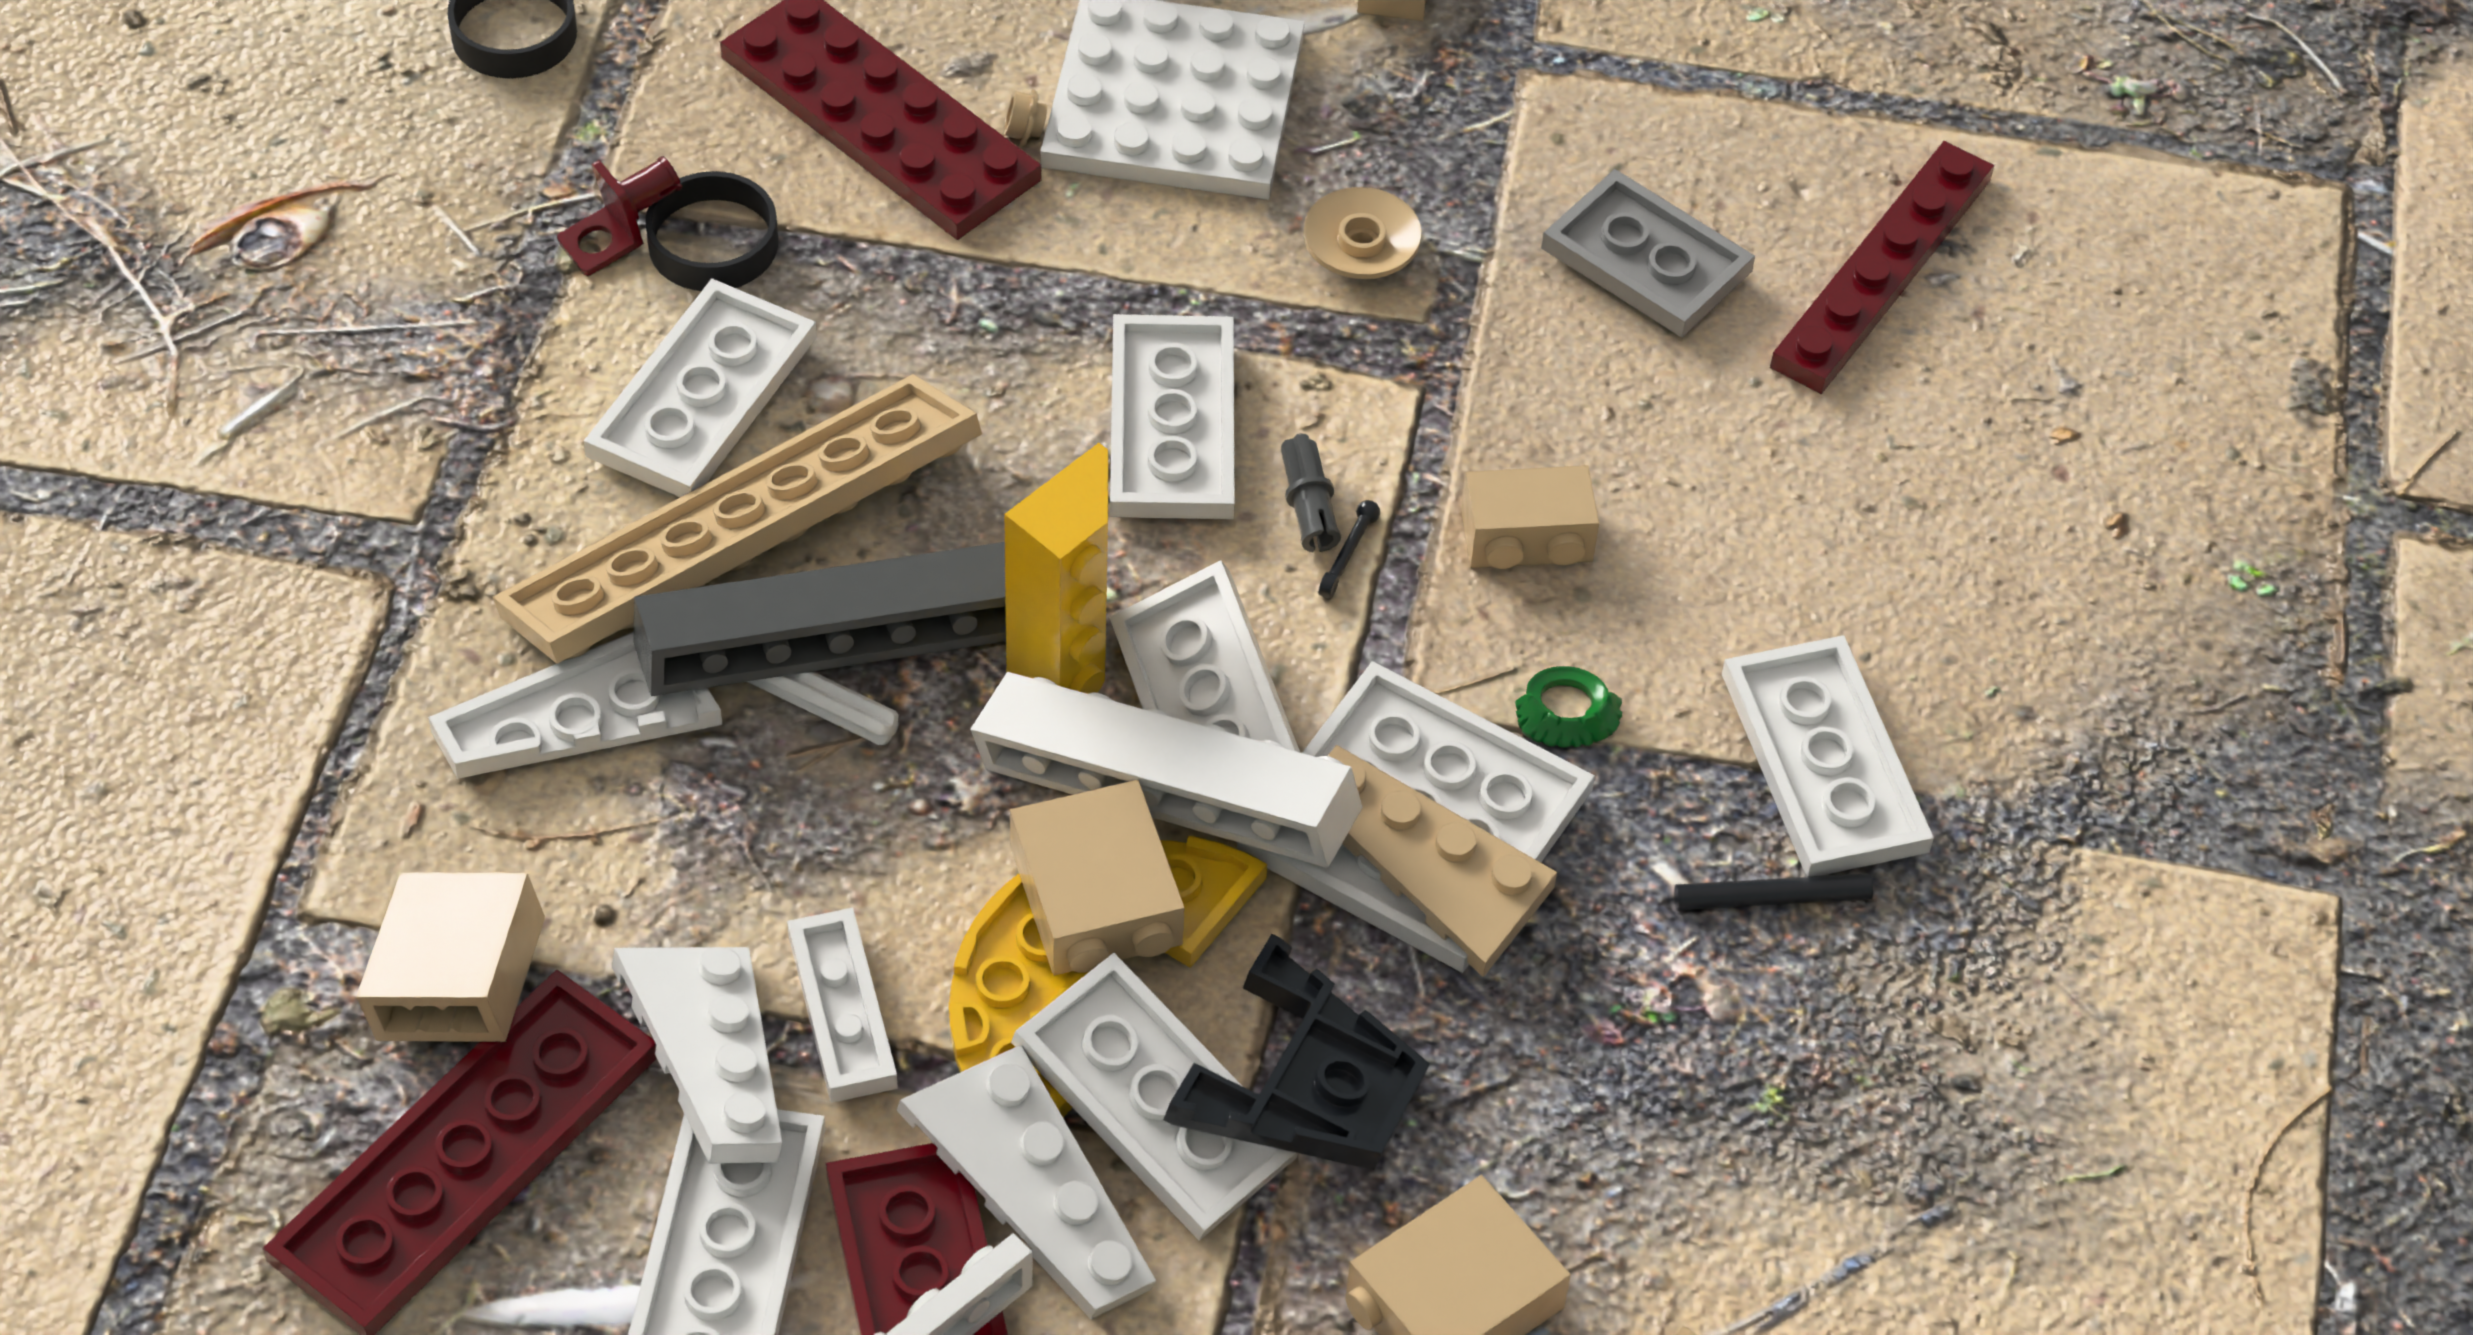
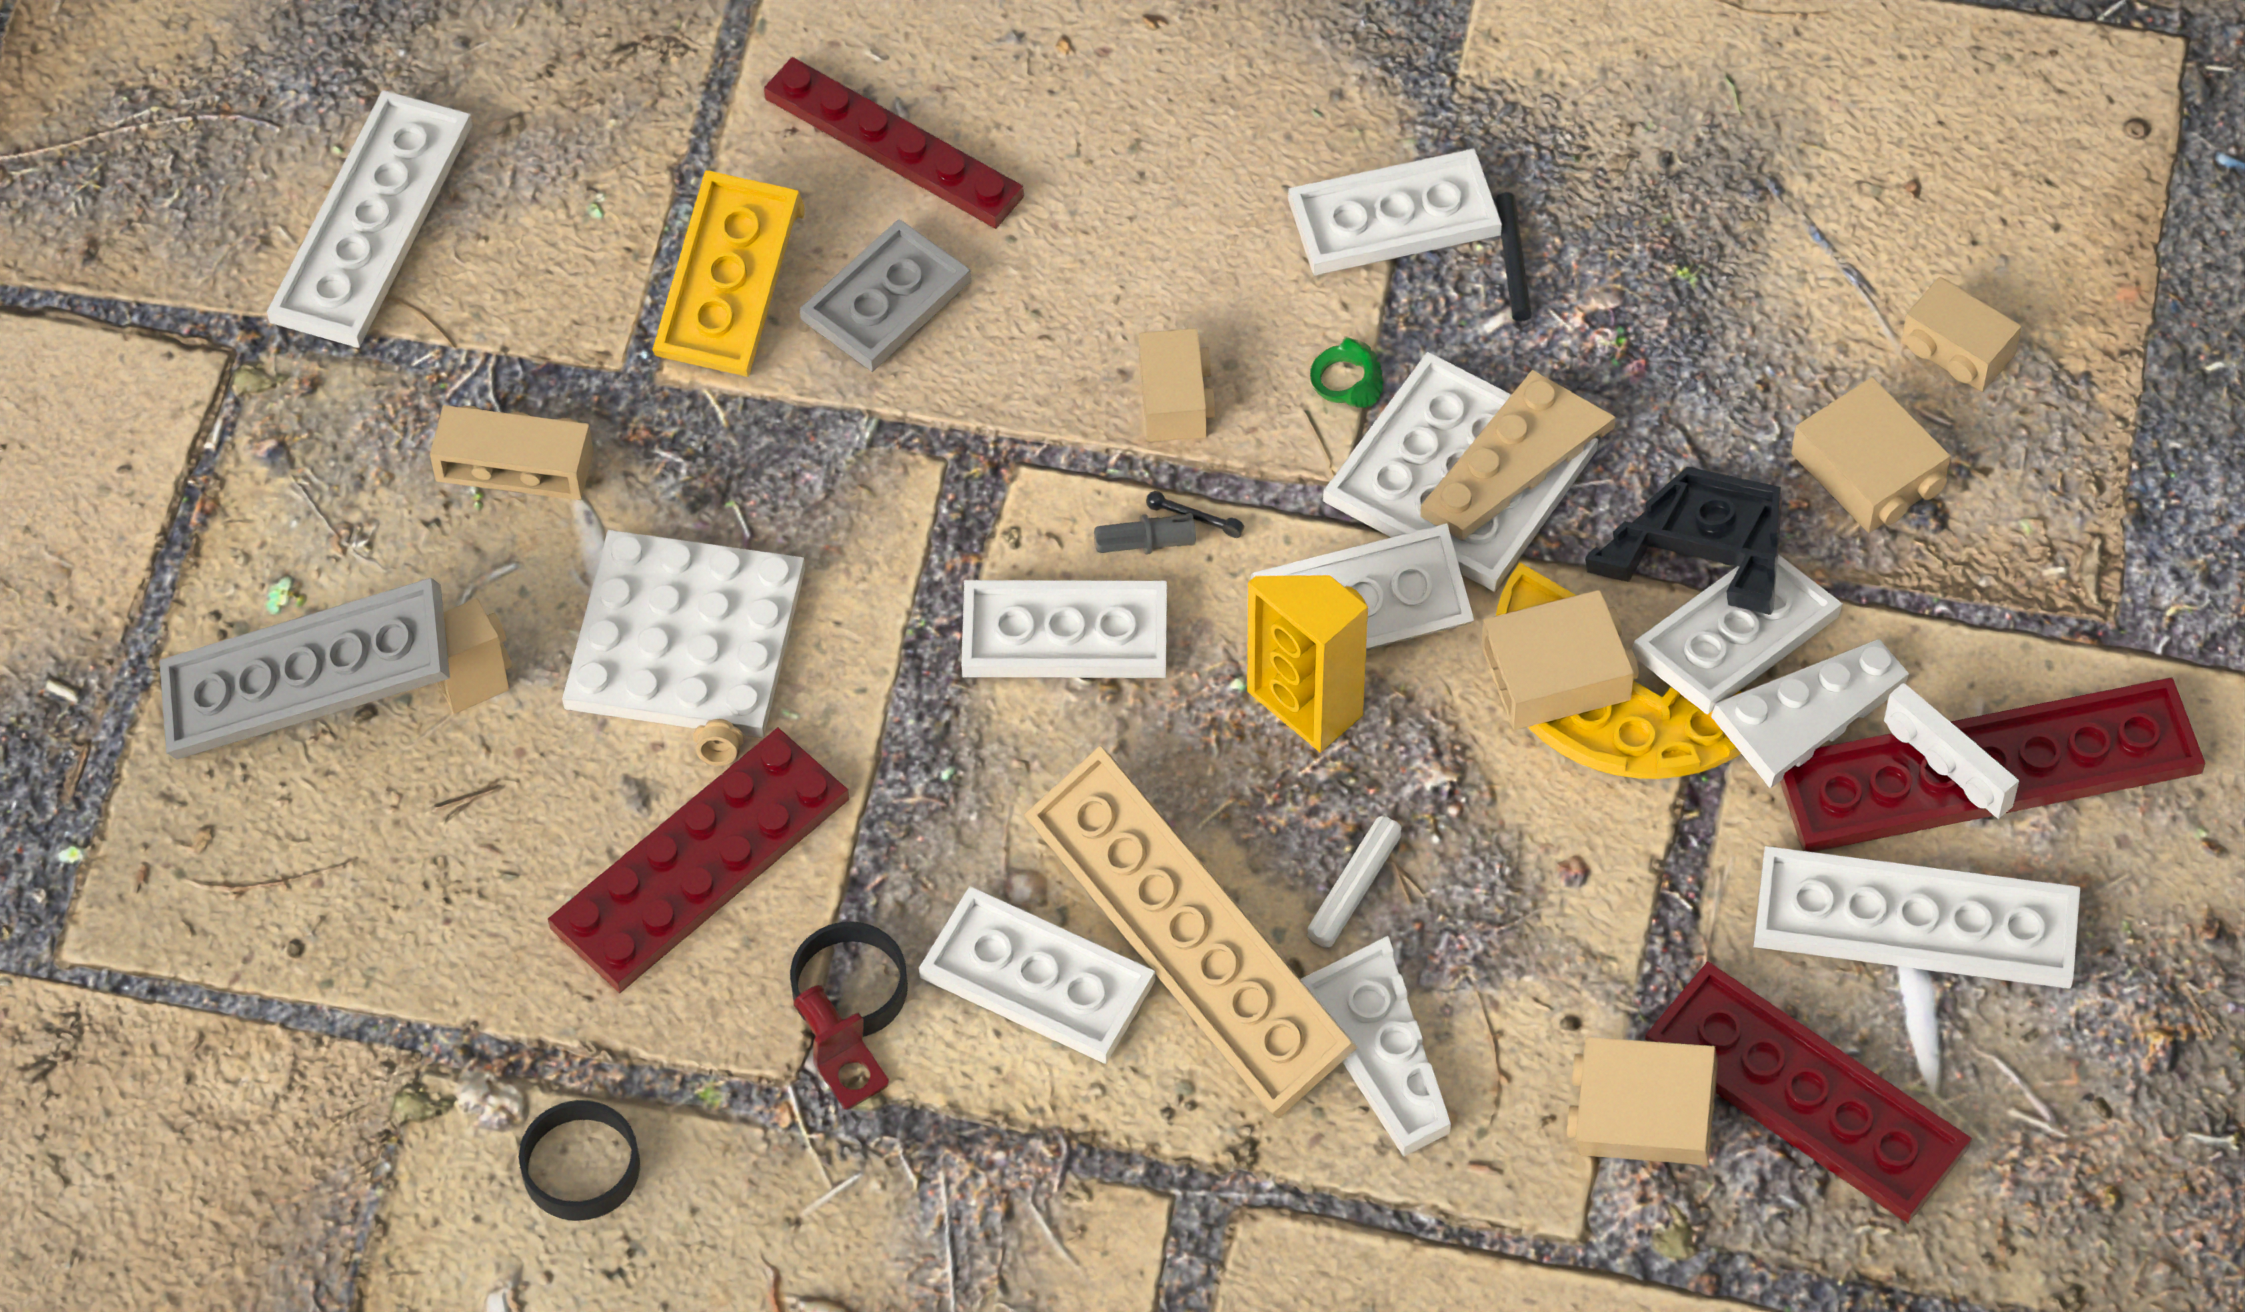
camera: 85 degrees left, 5 degrees up
(712, 1043) = (1686, 927): white wing -> none
(821, 619) = (1304, 854): dark grey brick -> none
(842, 1005) = (1657, 844): white plate -> none
(1185, 769) = (1450, 619): white brick -> none
(1362, 232) = (867, 473): tan dish -> none
(1657, 98) = (727, 273): none -> yellow plate

